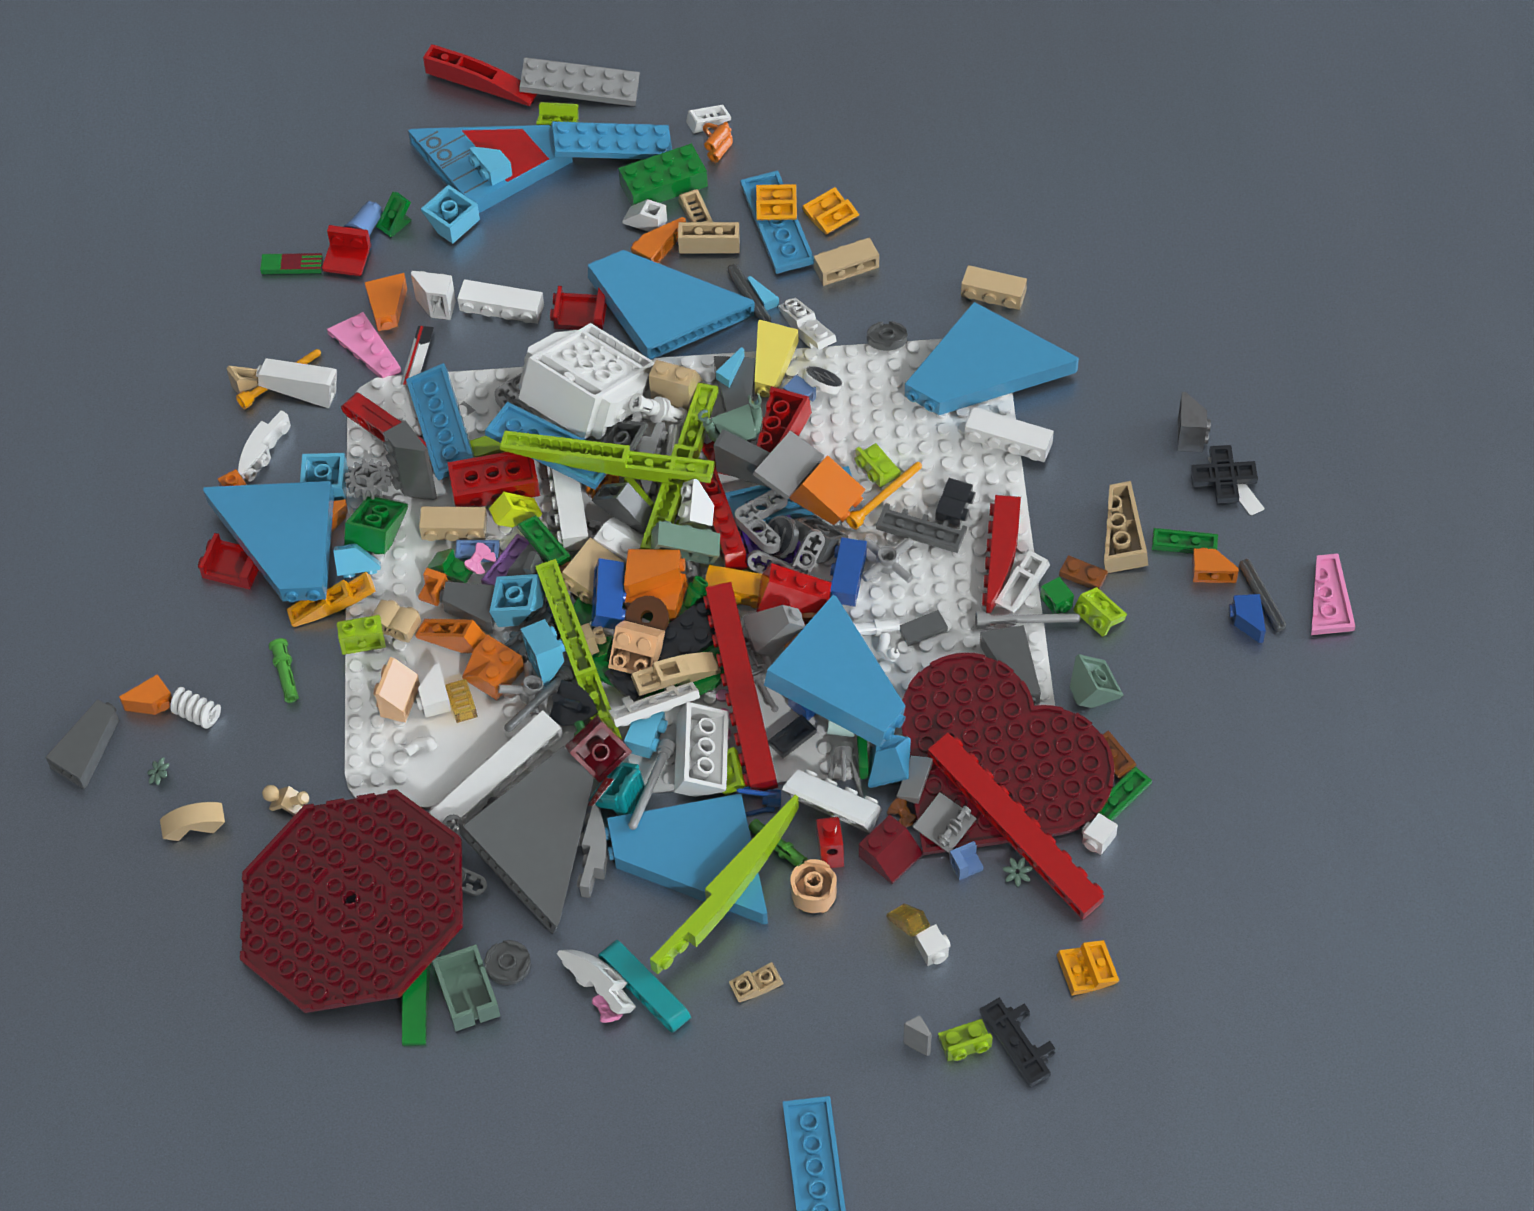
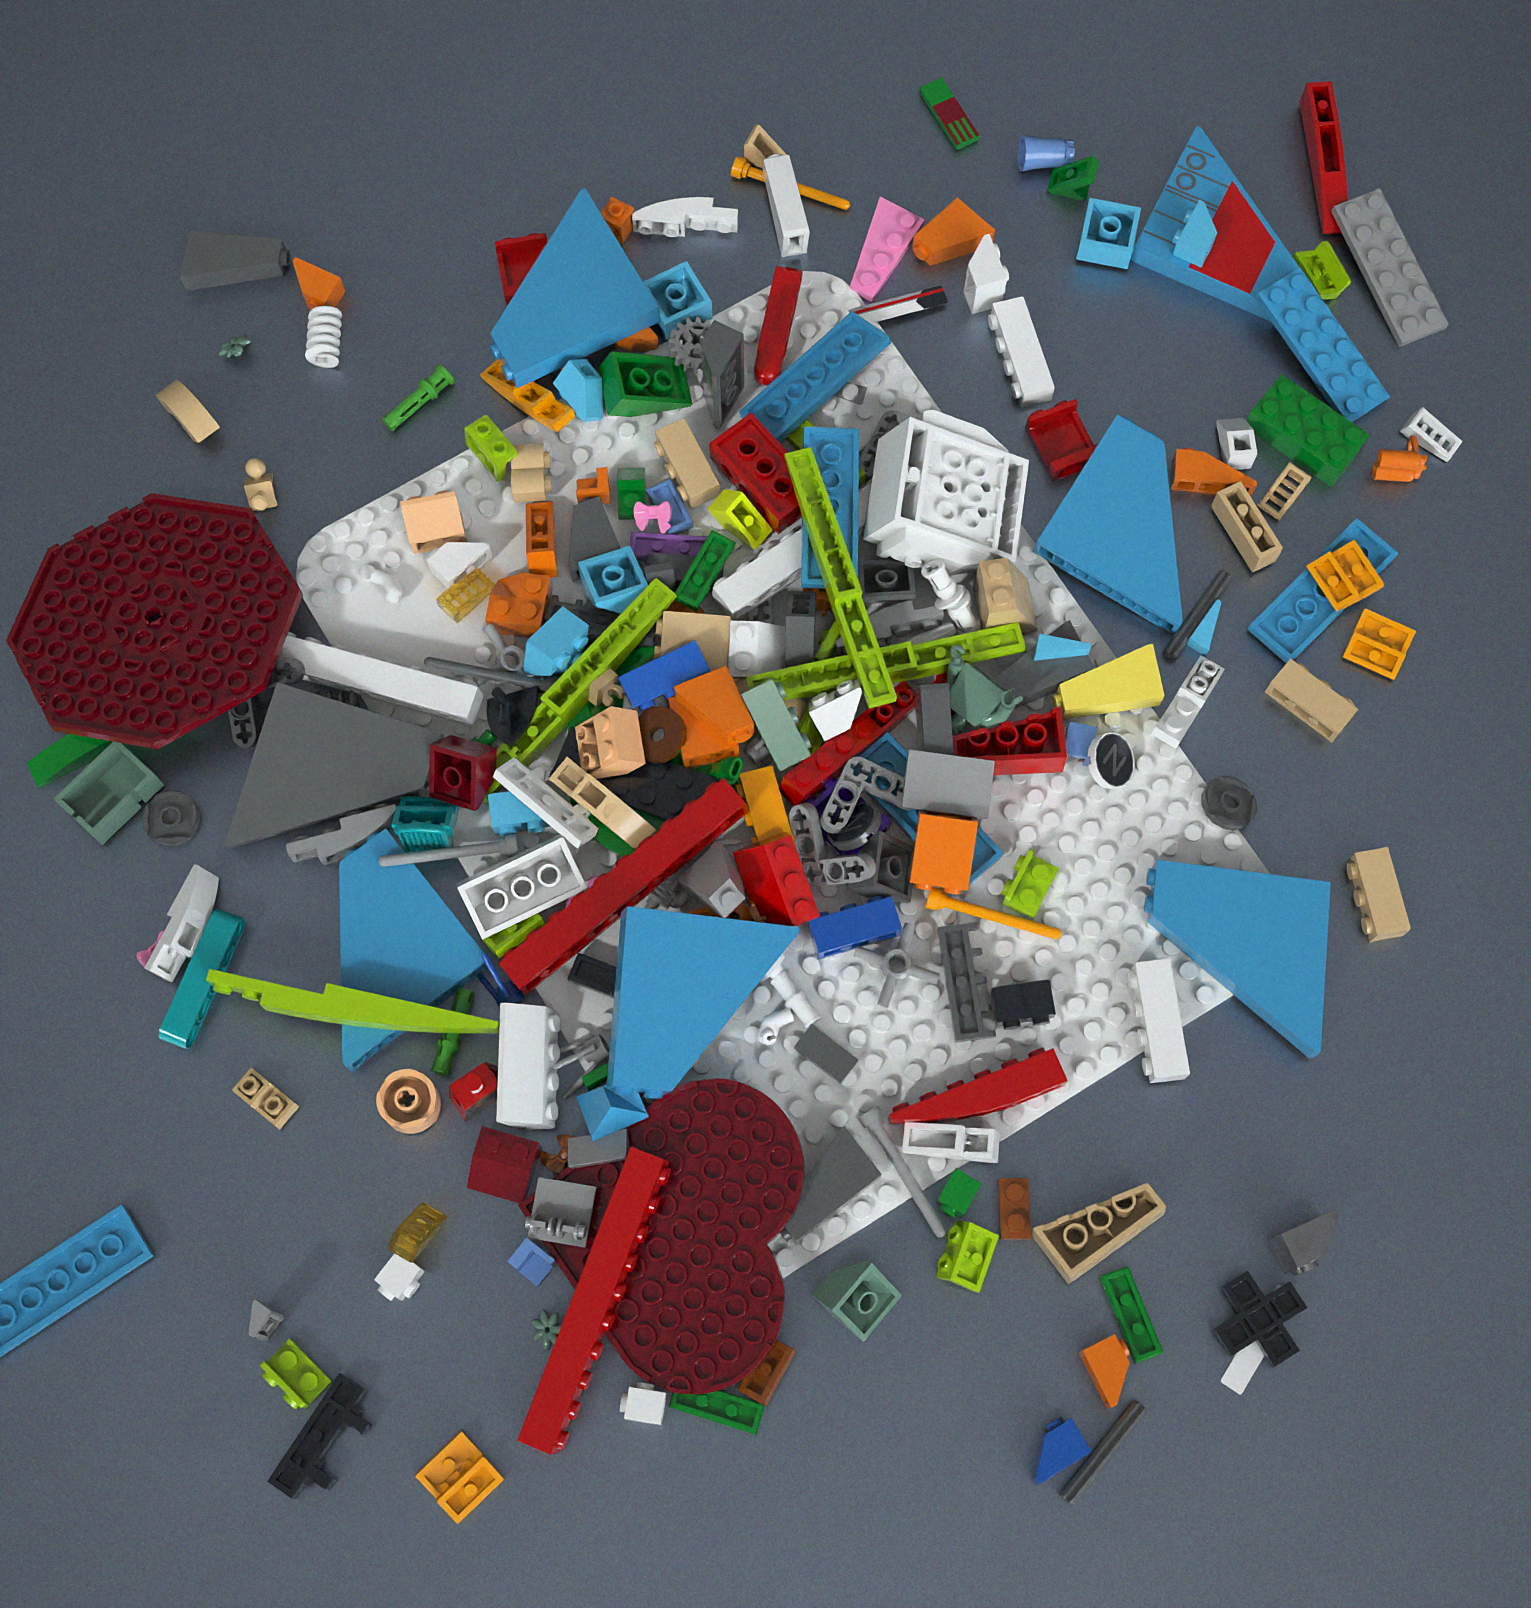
camera: 60 degrees right, 15 degrees up
(346, 250) = (994, 158): red bracket -> none
(602, 788) = (407, 803): red sticker -> none
(1330, 600) = (1140, 1548): bright pink wing -> none

